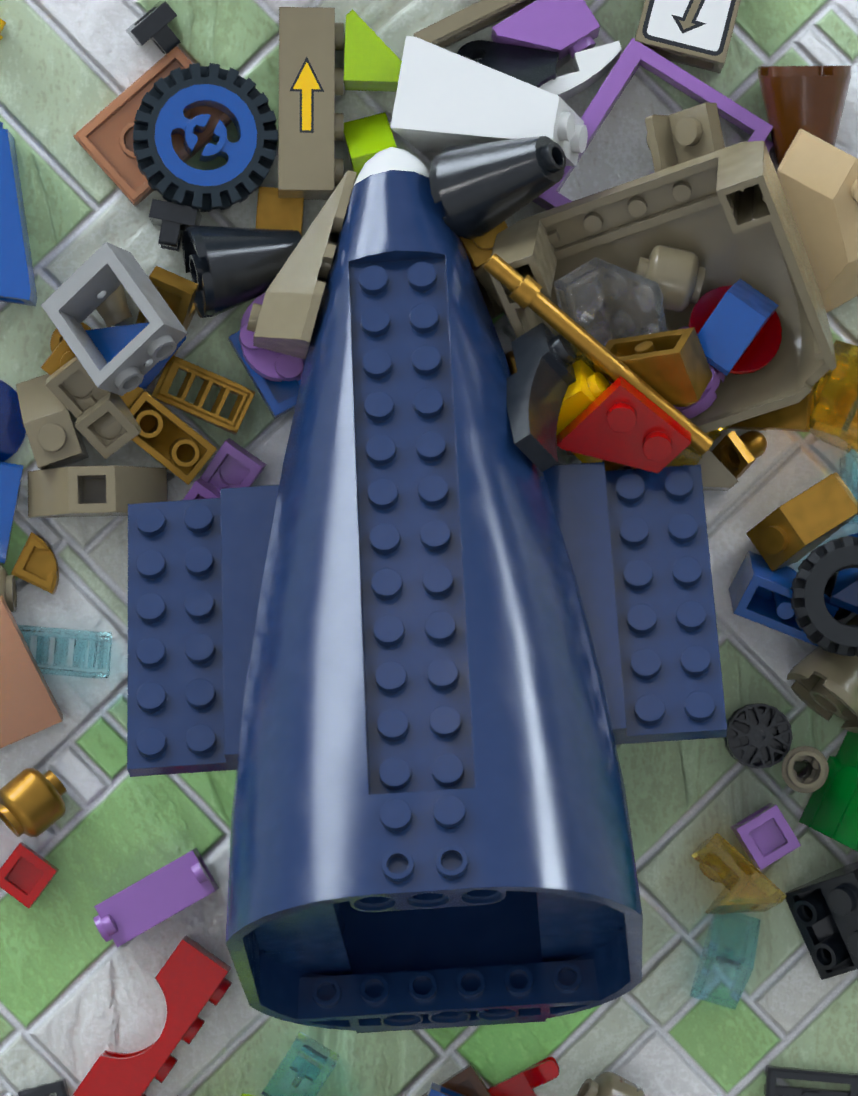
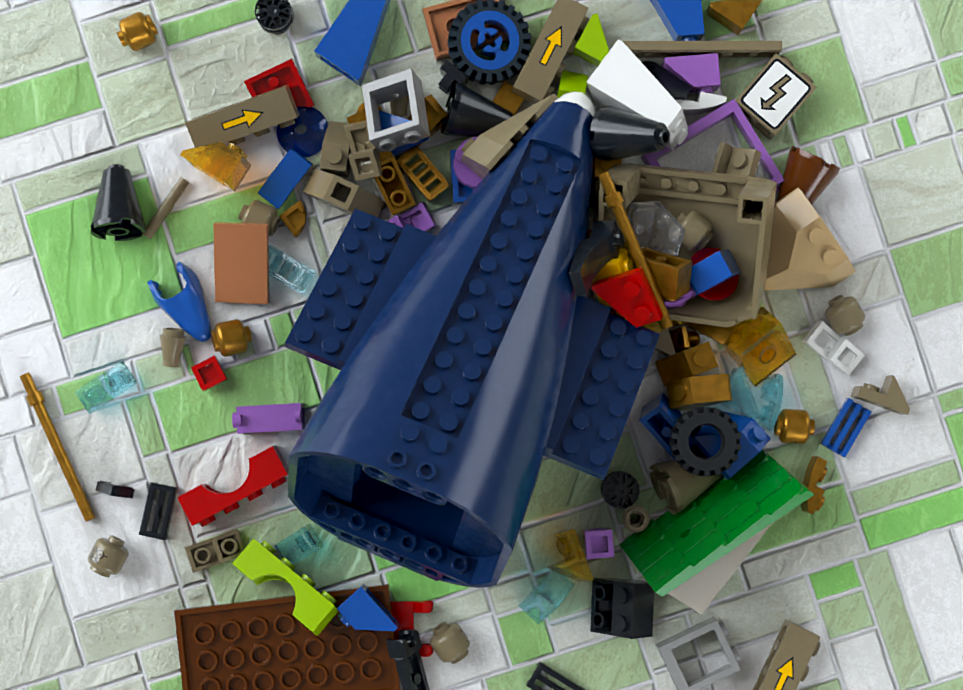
camera: 25 degrees right, 0 degrees up
(763, 487) = (686, 363): none -> pearl gold slope

